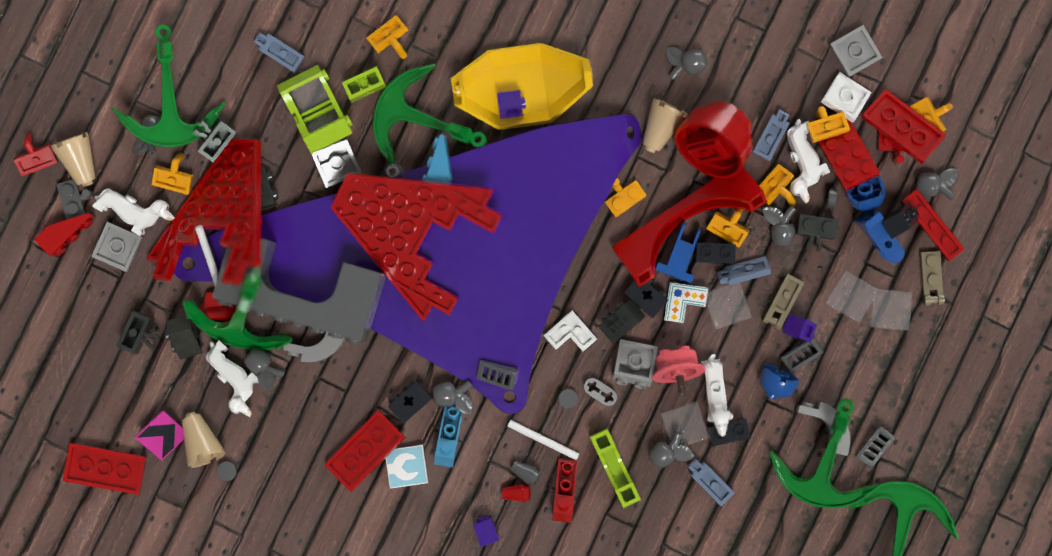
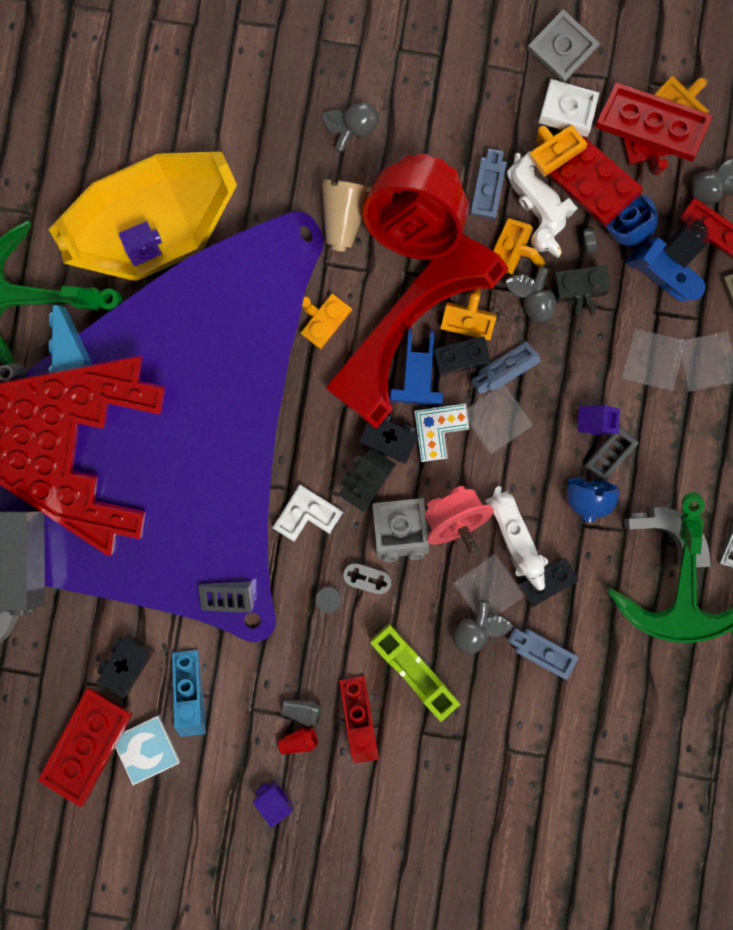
camera: 15 degrees left, 0 degrees up
(446, 395) = (170, 643): dark grey piece -> none
(542, 439) = (312, 662): white bar -> none
(783, 301) = (567, 391): dark tan plate -> none

